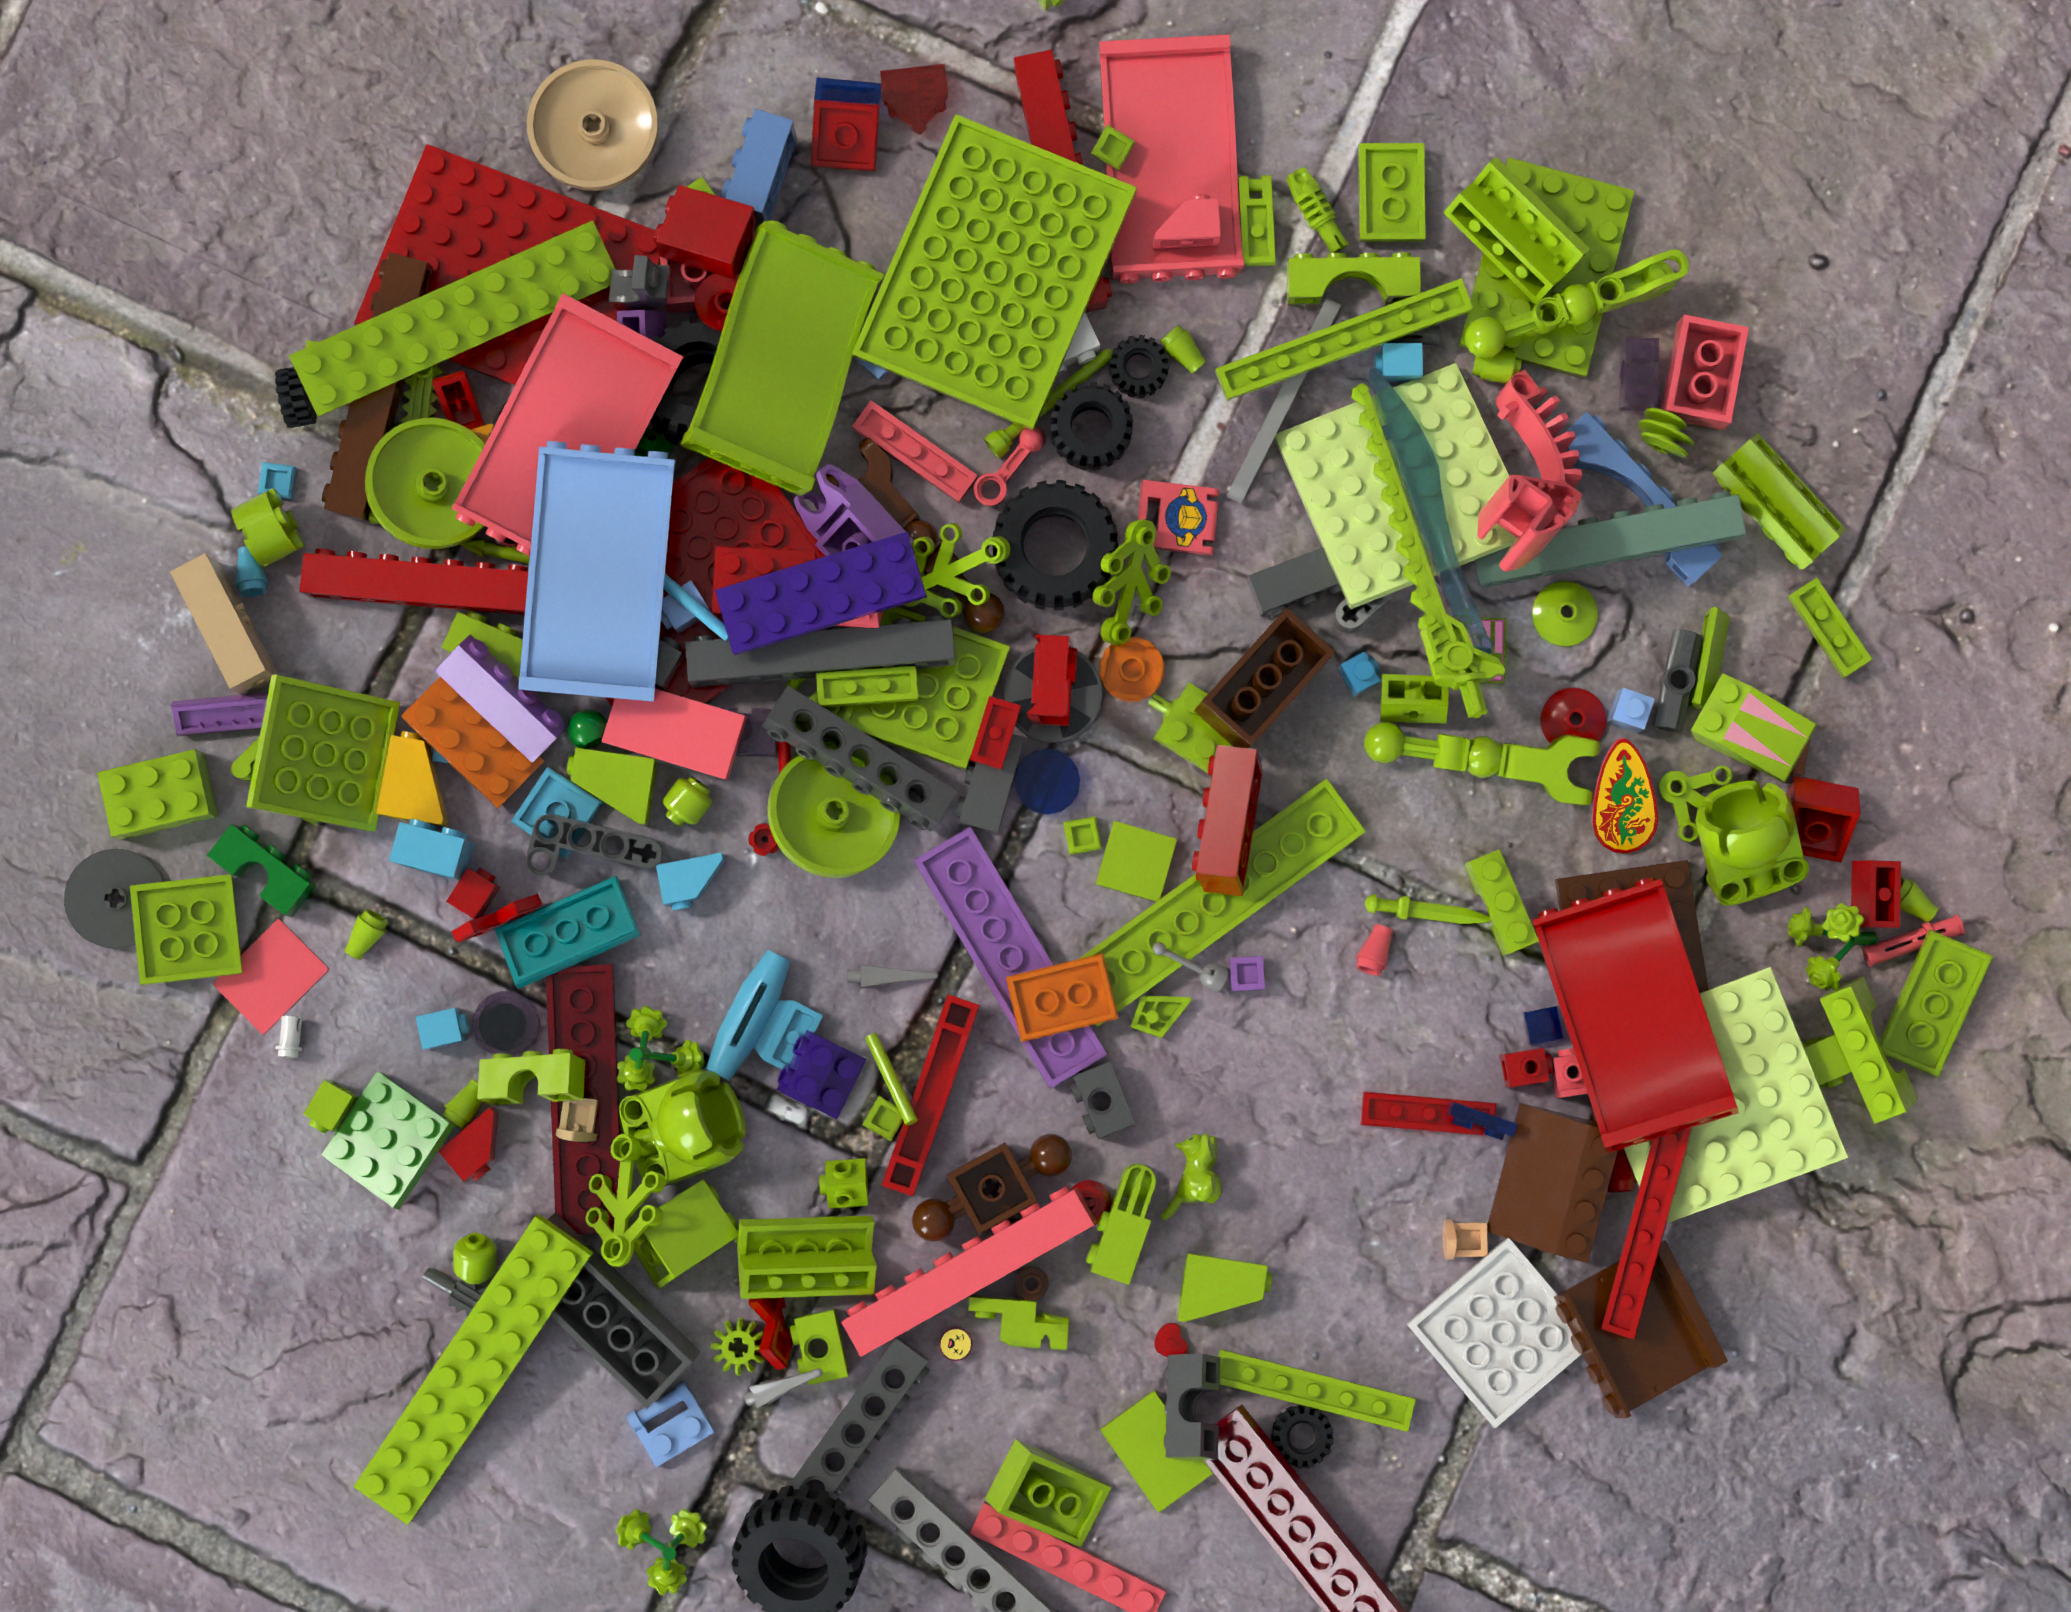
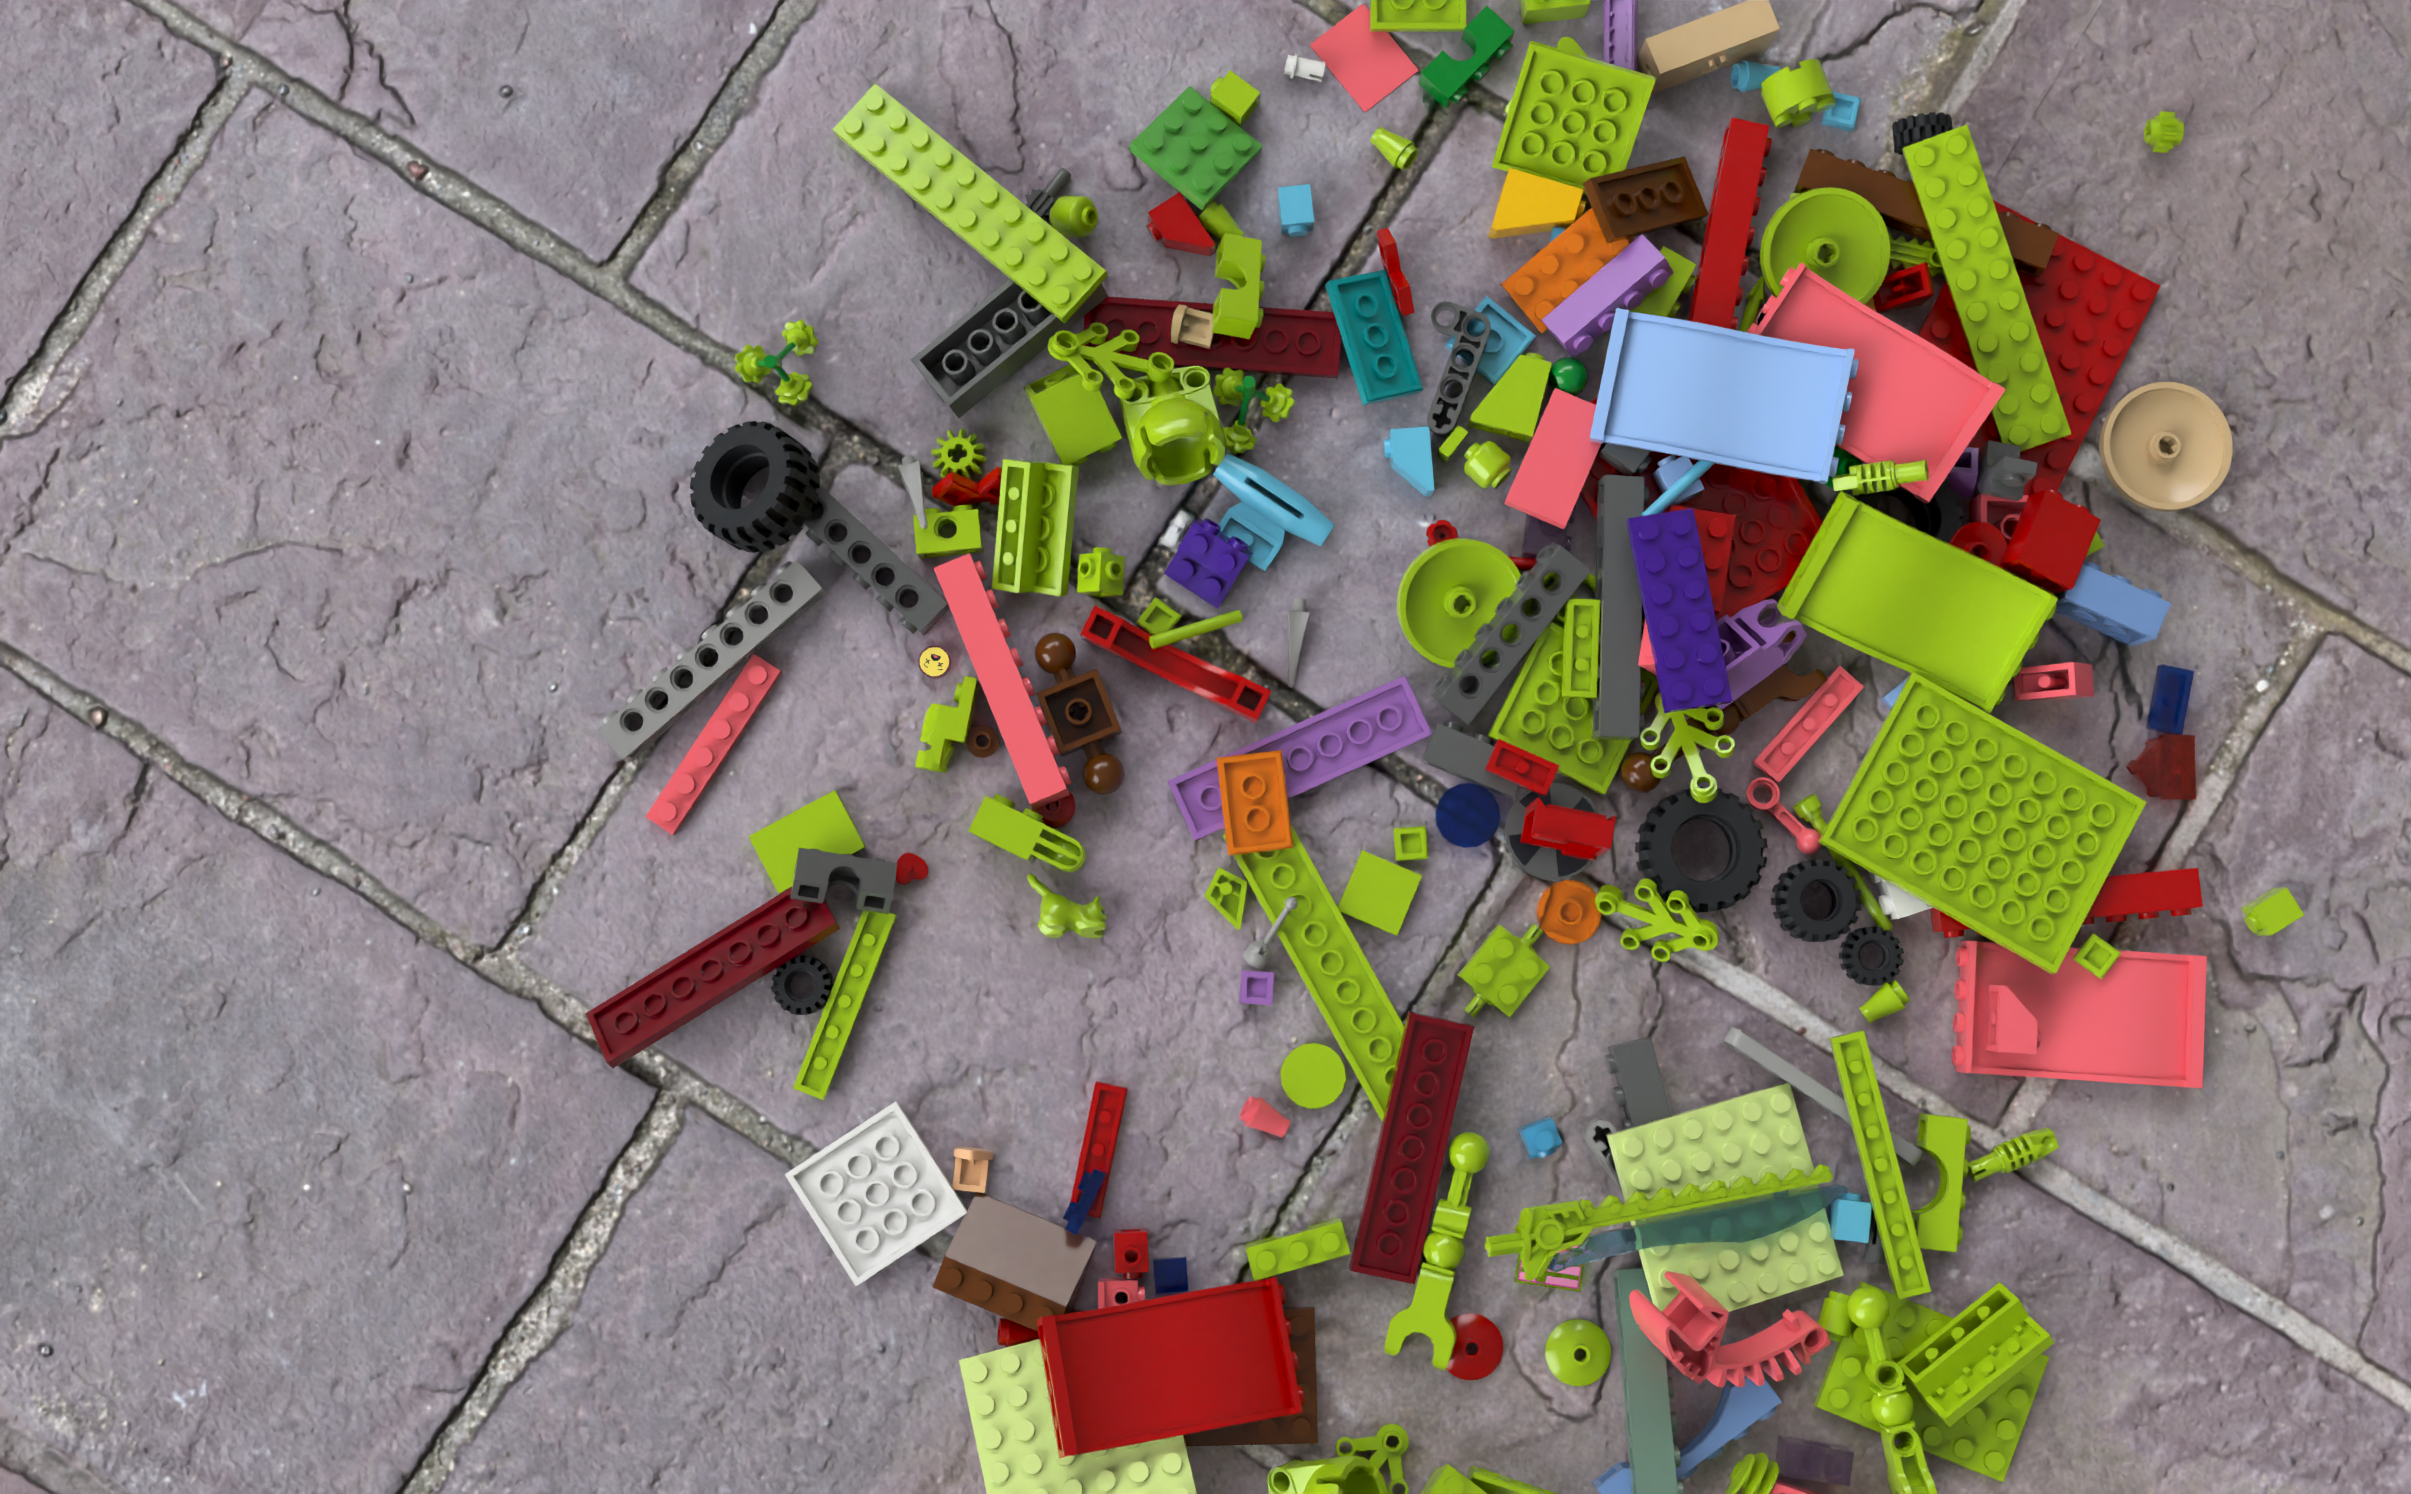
camera: 95 degrees right, 0 degrees up
(267, 154) = (2163, 132): none -> lime gear
(395, 670) = (1645, 199): none -> reddish brown plate
(430, 851) = (1464, 221): medium azure brick -> none
(474, 892) = (1422, 253): red brick -> none
(506, 1023) = (1293, 271): tile -> none
(663, 407) = (1880, 476): none -> lime hinge
(669, 839) = (1452, 443): none -> lime tile
(678, 1432) = (884, 388): light blue plate -> none
(843, 212) = (2054, 682): none -> coral slope
(845, 135) = (2132, 692): red tile -> none
(1047, 1493) = (780, 731): lime slope -> none
(1117, 1115) = (1135, 844): dark grey brick -> none
(1184, 516) = (1716, 981): coral container -> none
(1219, 1284) = (958, 923): lime slope -> none
(1228, 821) = (1407, 986): brick -> none
(1256, 221) = (2006, 1092): lime plate -> none
(1264, 681) = (1543, 1040): reddish brown brick -> none
(1327, 906) = (1313, 1075): none -> lime tile
(1386, 800) = (1411, 1147): none -> dark red plate
(1391, 192) = (2023, 1233): lime plate -> none
(1404, 908) = (1302, 1152): lime sword -> none
(1413, 699) = (1508, 1186): lime brick -> none
(1624, 800) = (1384, 1387): shield -> none
(1630, 710) = (1473, 1405): light blue brick -> none
(1645, 1234) = (953, 1348): red plate -> none
(1669, 1343) = (862, 1330): reddish brown panel -> none
(1682, 660) = (1518, 1463): dark grey piece -> none

